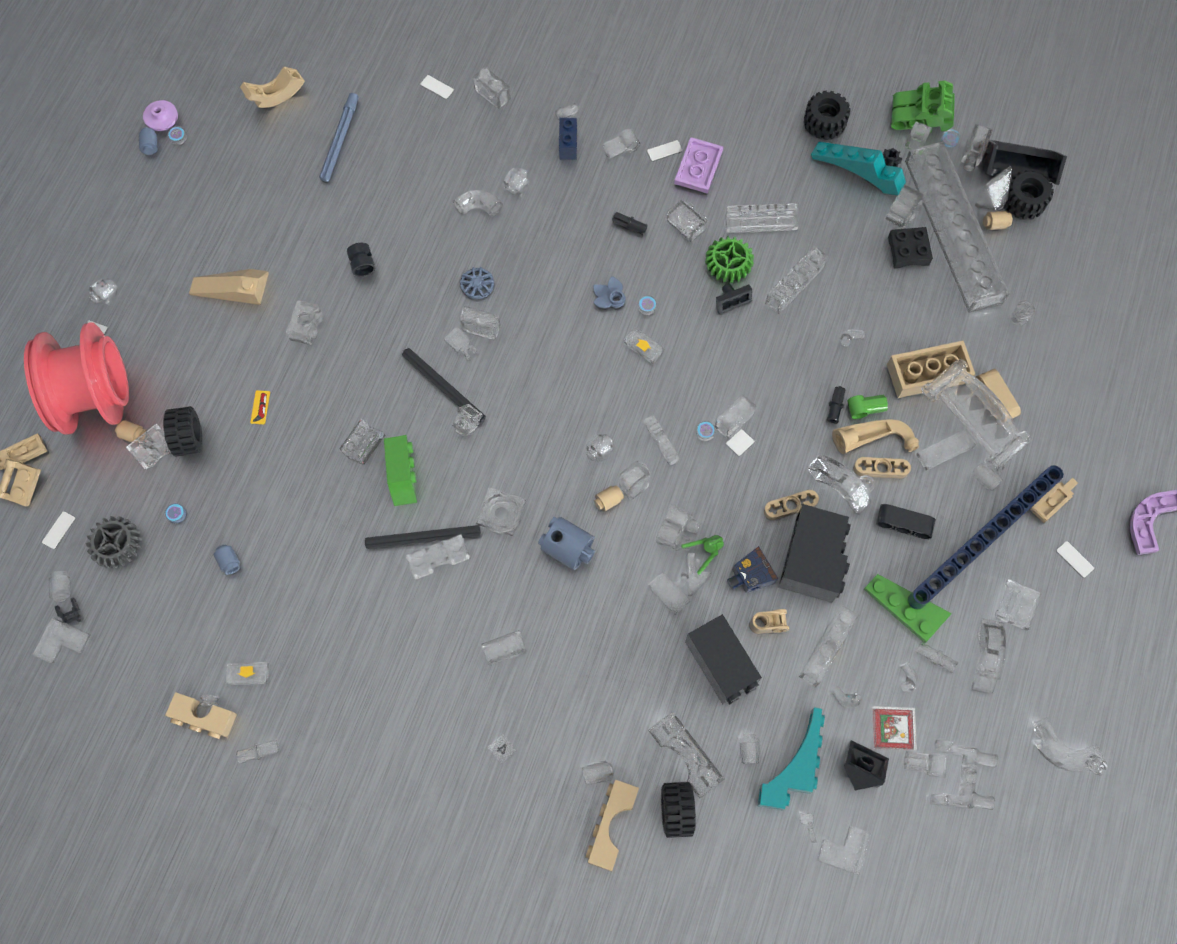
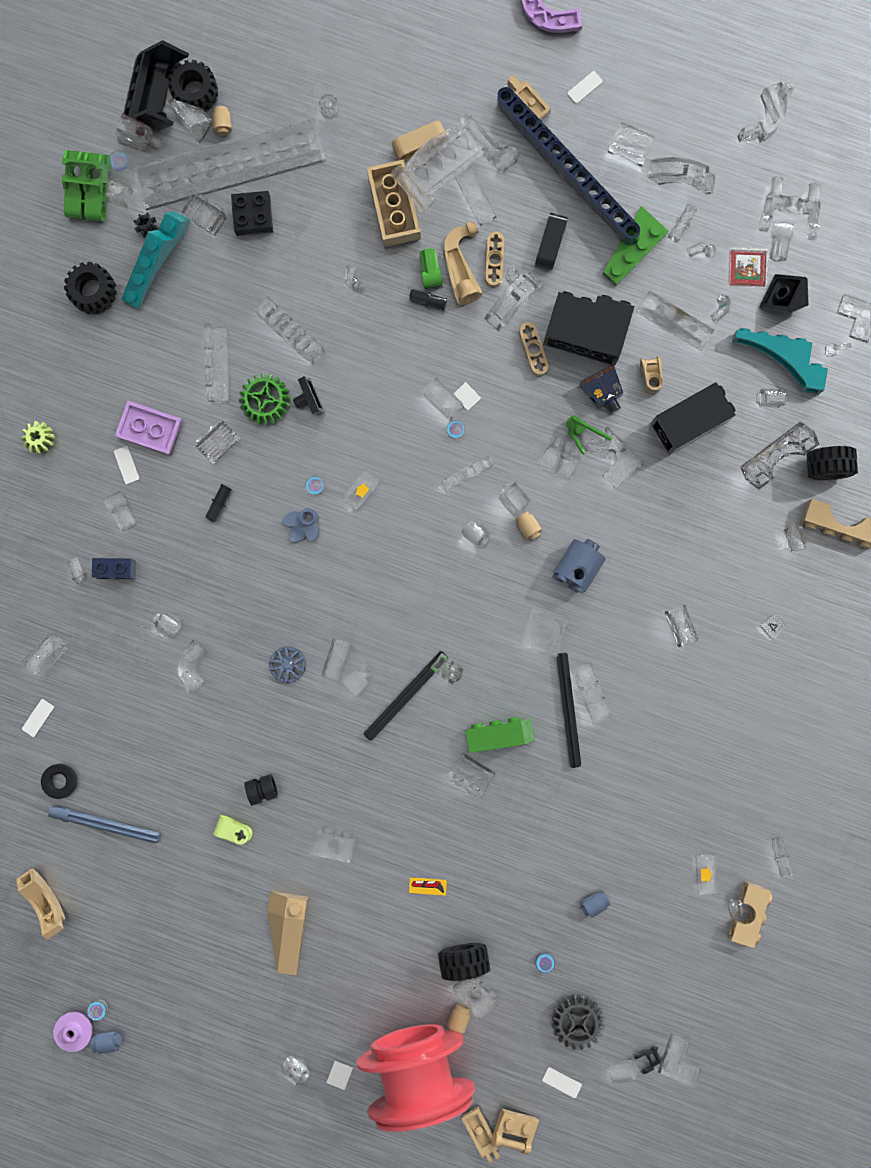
camera: 85 degrees left, 15 degrees up
(325, 238) = (229, 830): none -> yellowish green piece
(379, 92) = (67, 772): none -> black tyre
(687, 78) = (37, 430): none -> yellowish green gear

